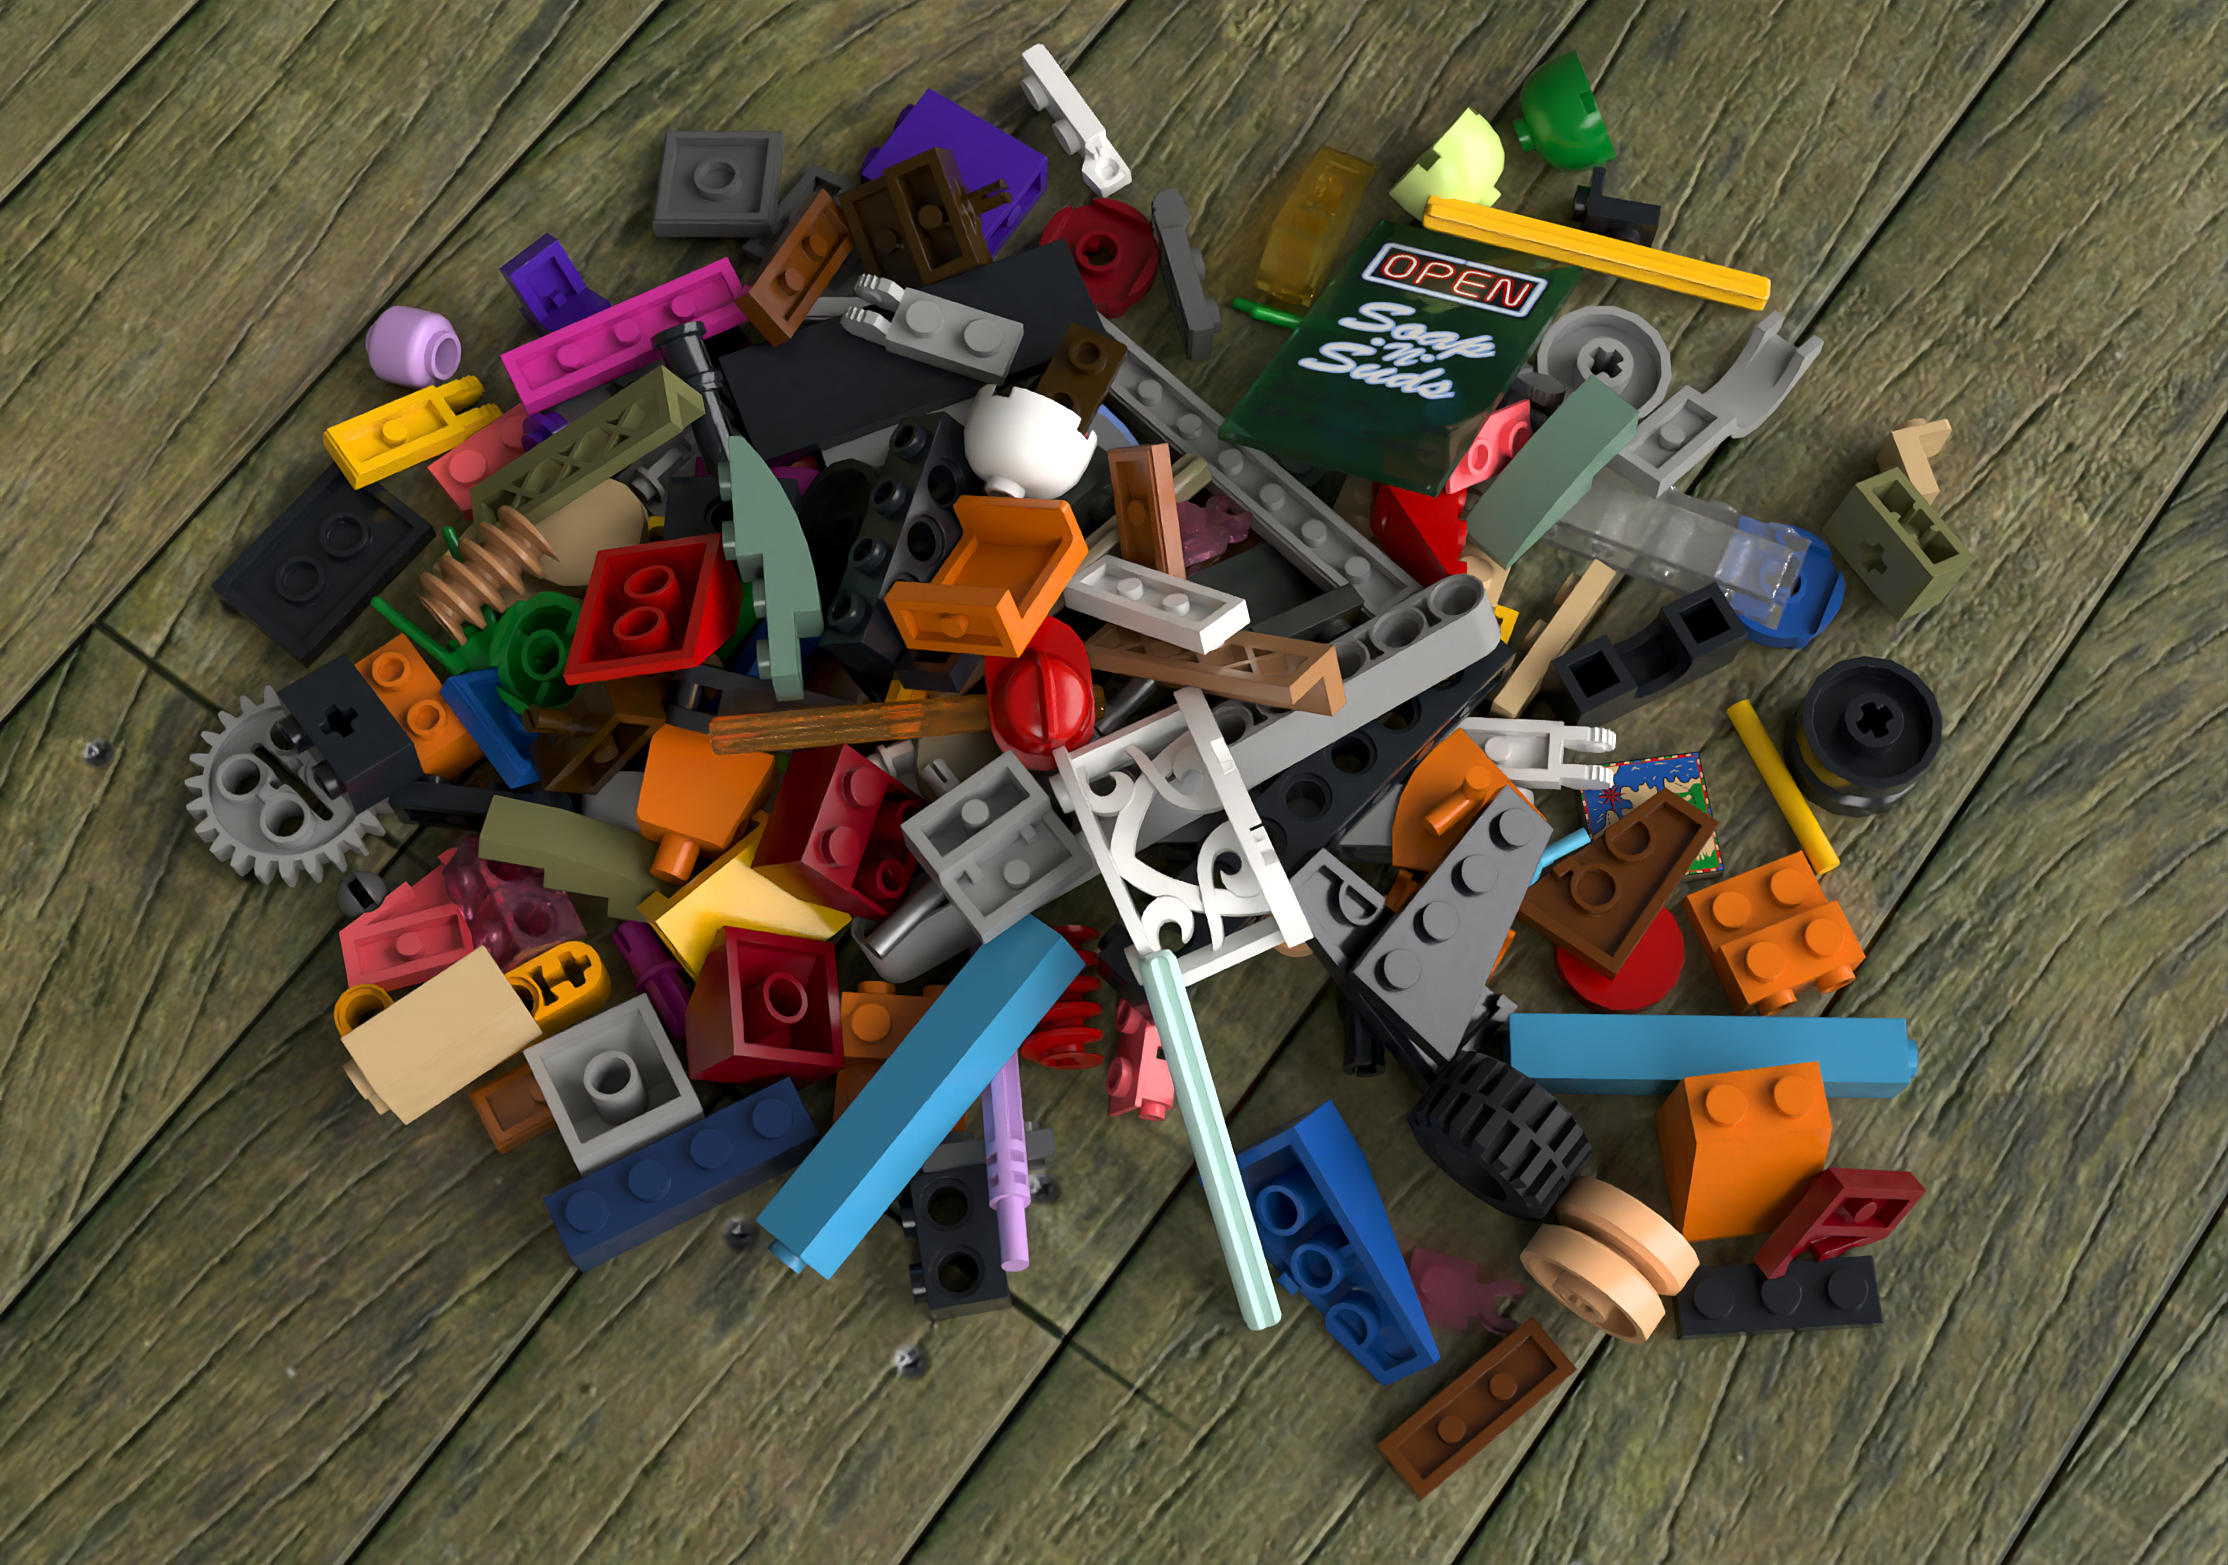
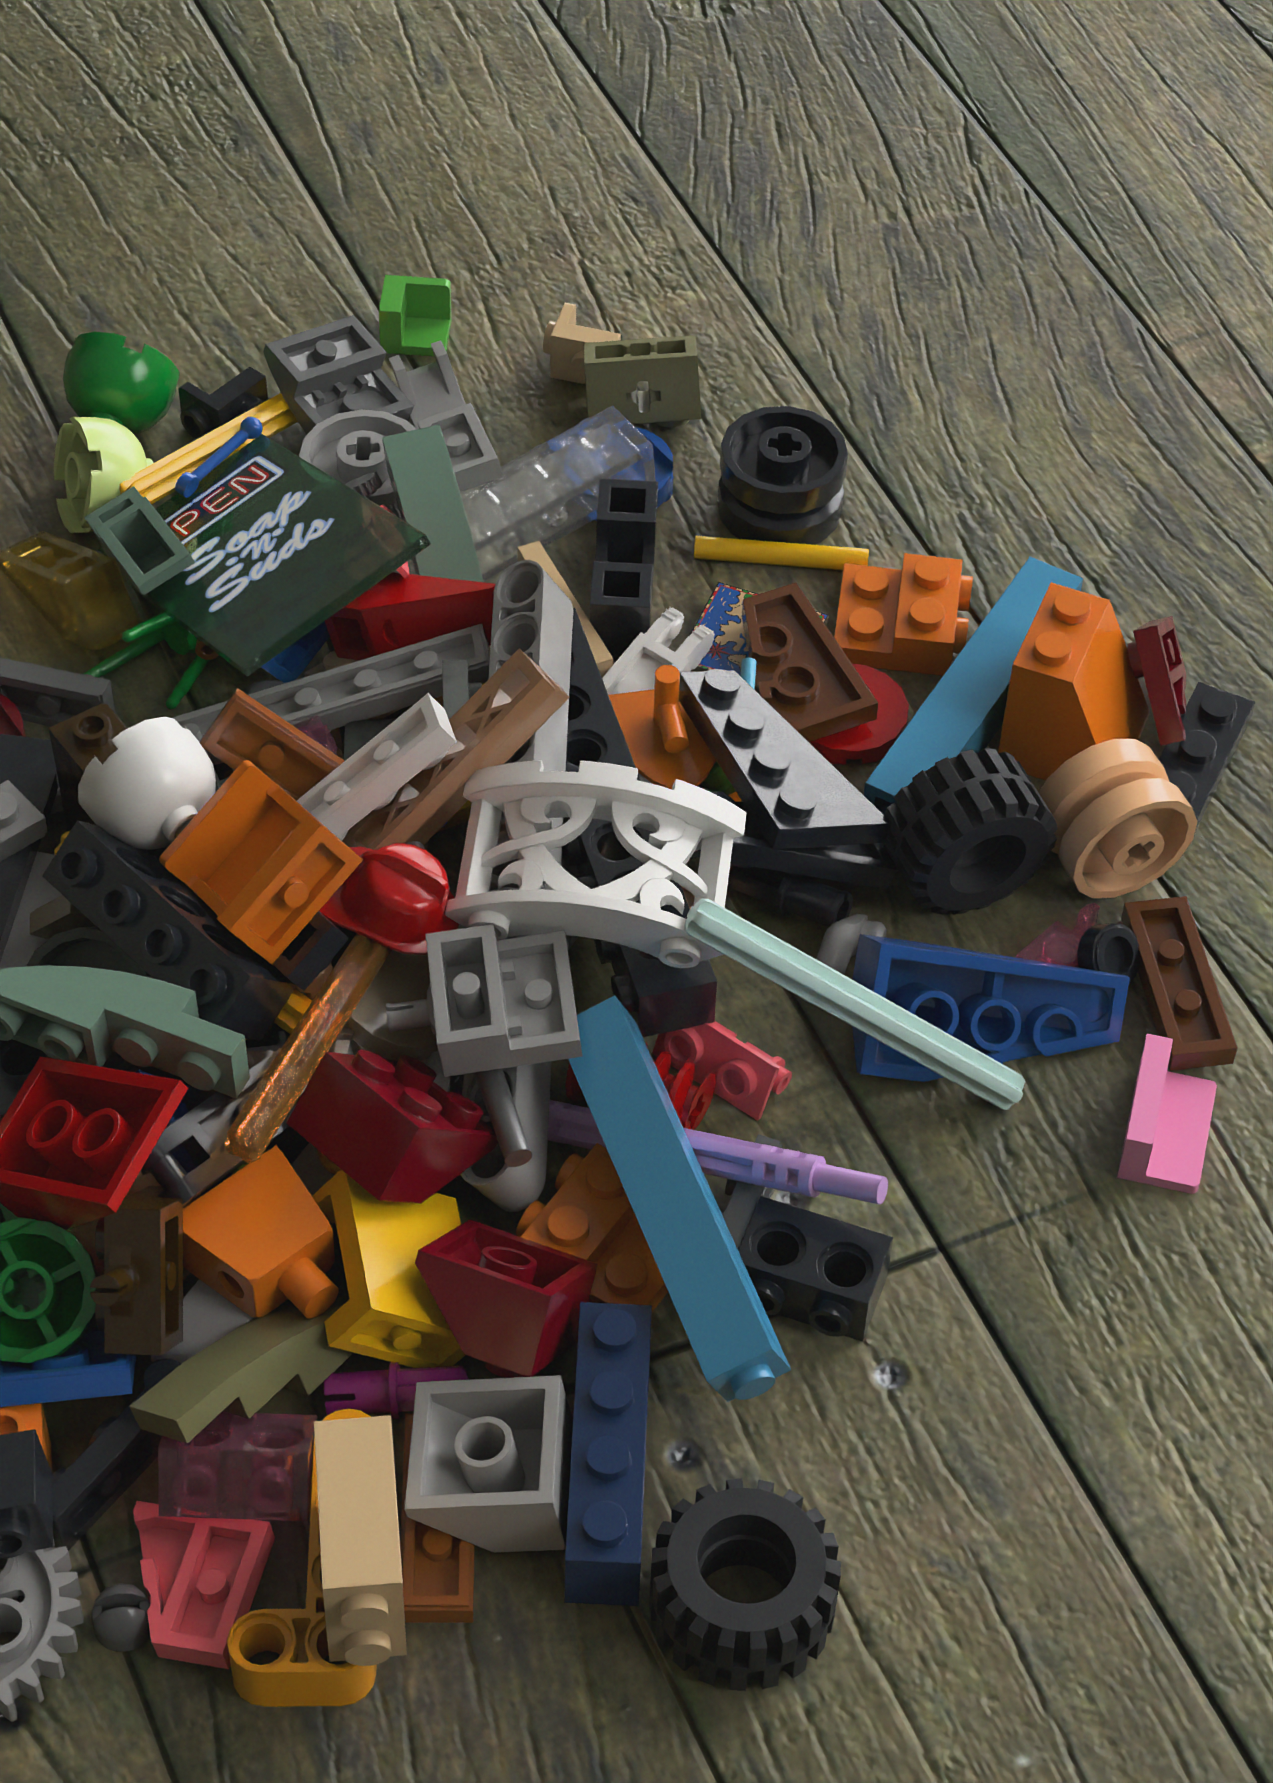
camera: 60 degrees left, 20 degrees down
(576, 1308) = (753, 1531): none -> black tyre
(1310, 1473) = (1166, 1123): none -> bright pink panel
(1335, 1084) = (842, 940): none -> light grey arm
(1362, 256) = (138, 541): none -> sand green slope
(1462, 1330) = (1109, 949): none -> black tile
(1580, 254) = (188, 482): none -> blue hinge
(1703, 286) = (333, 373): none -> dark grey slope
(1850, 299) = (414, 314): none -> bright green panel

